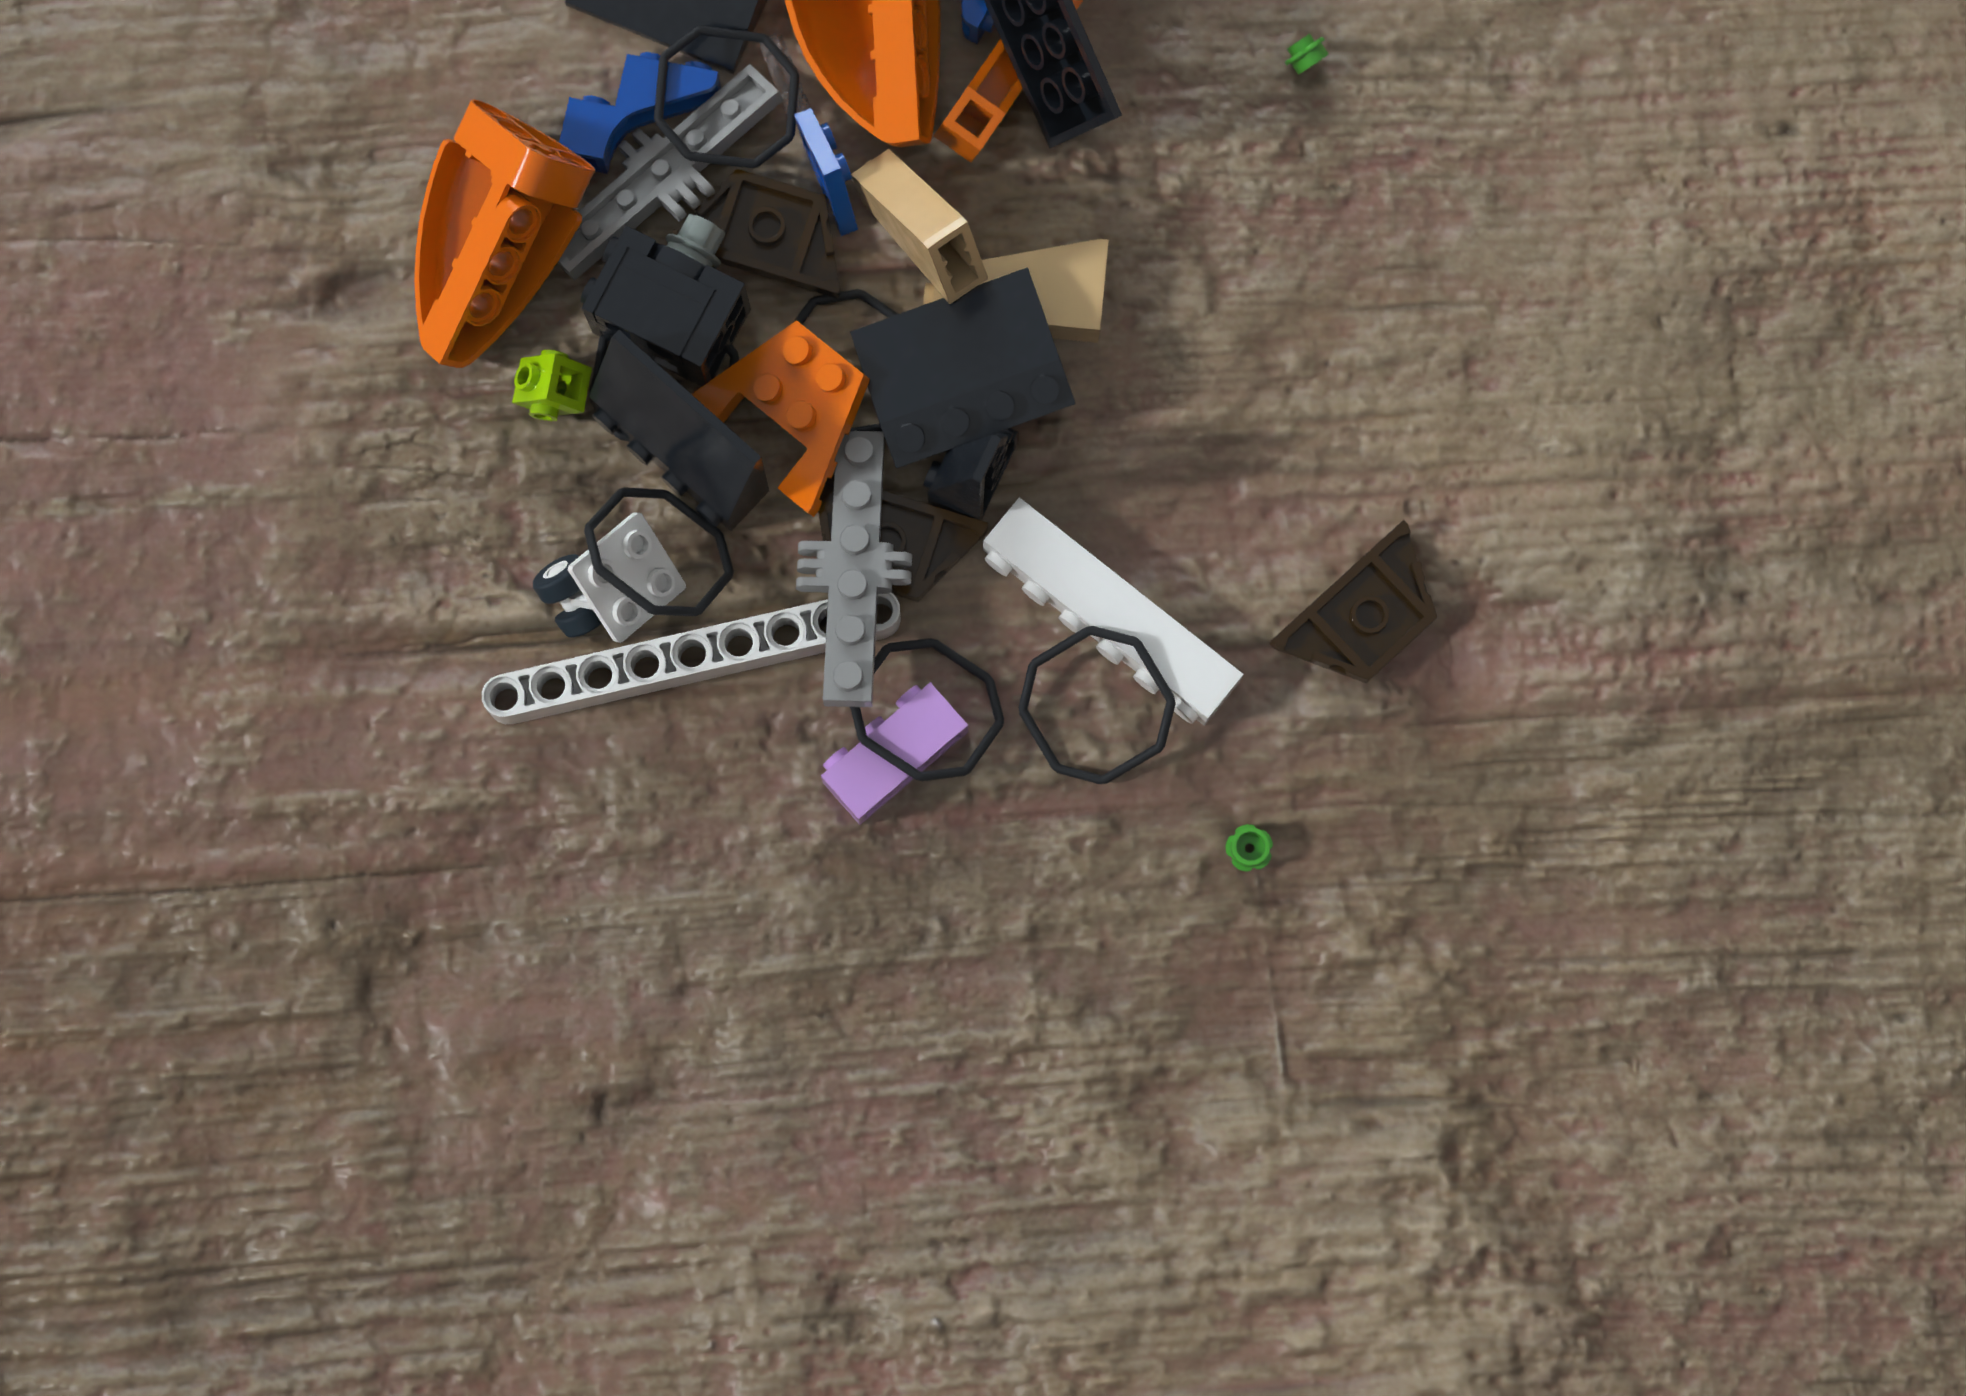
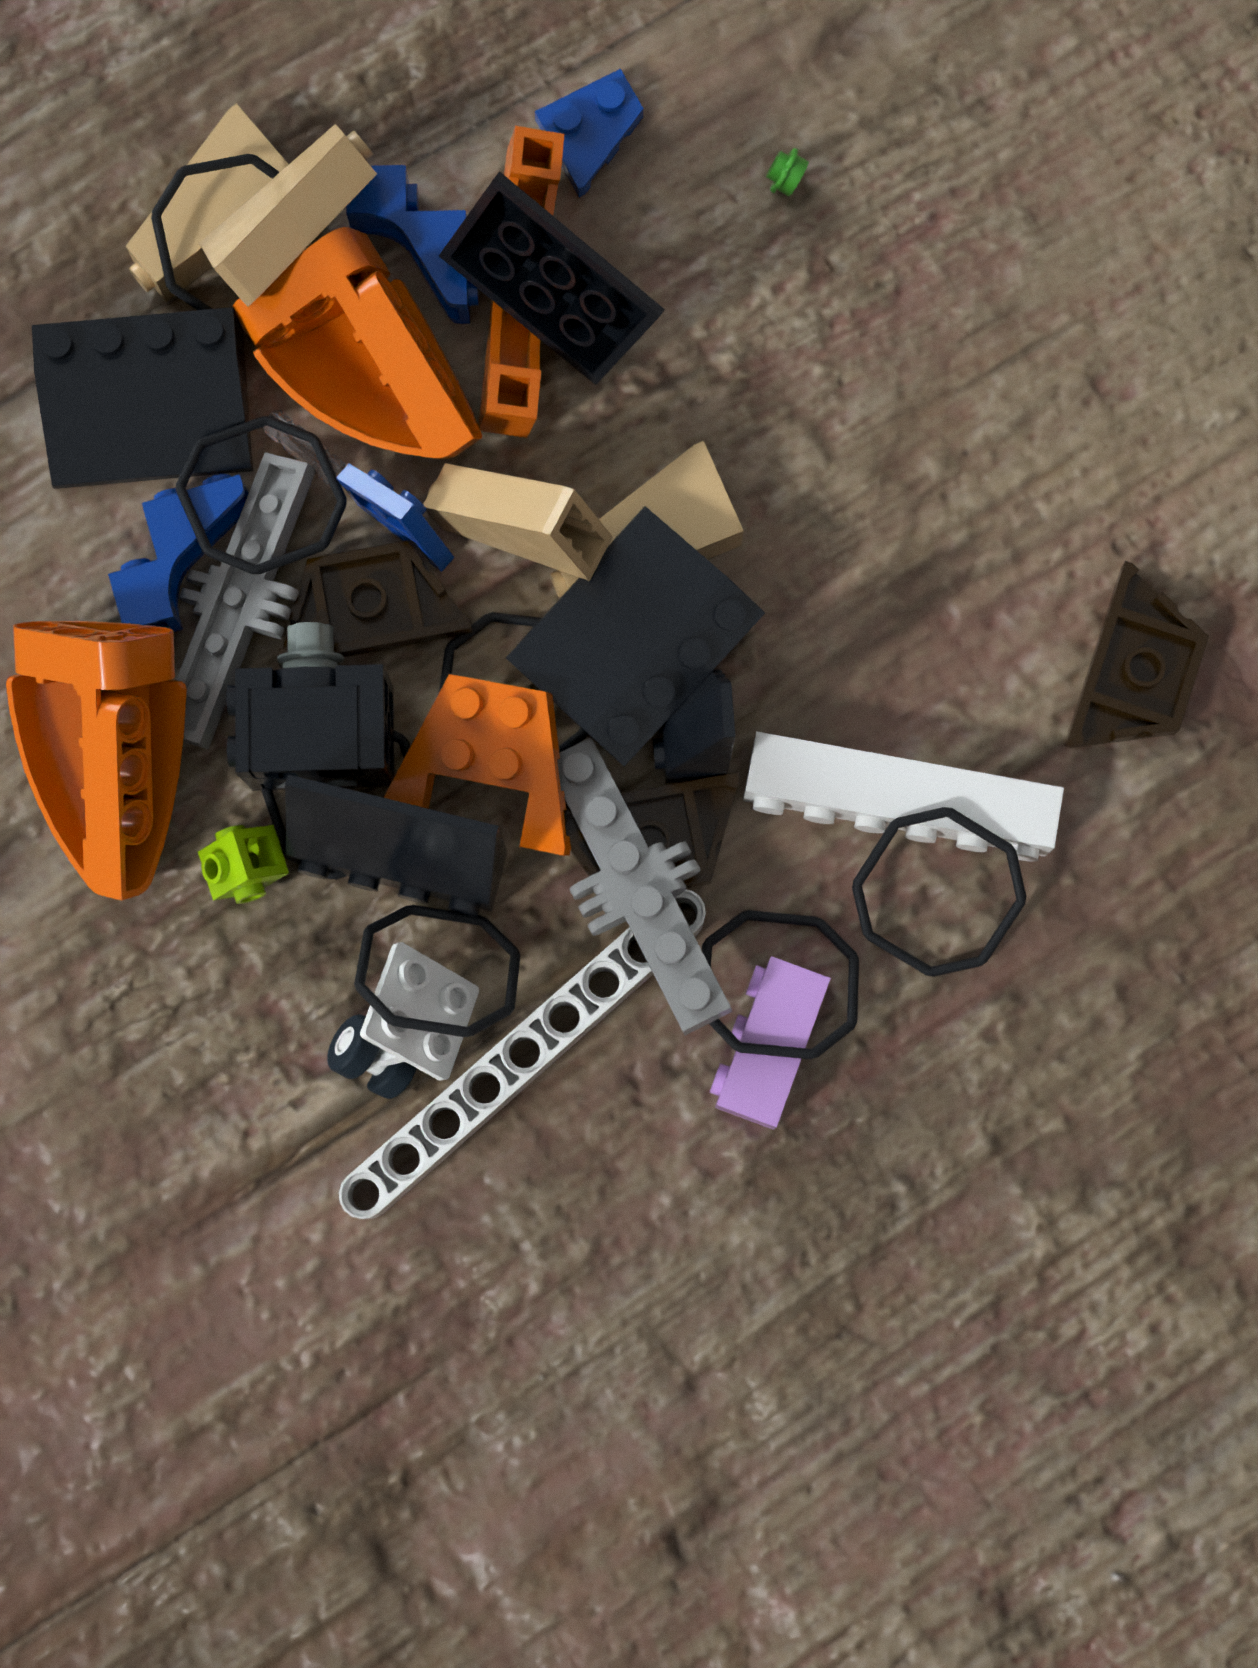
camera: 25 degrees left, 0 degrees up
(1251, 835) = (1169, 947): bright green plate -> none

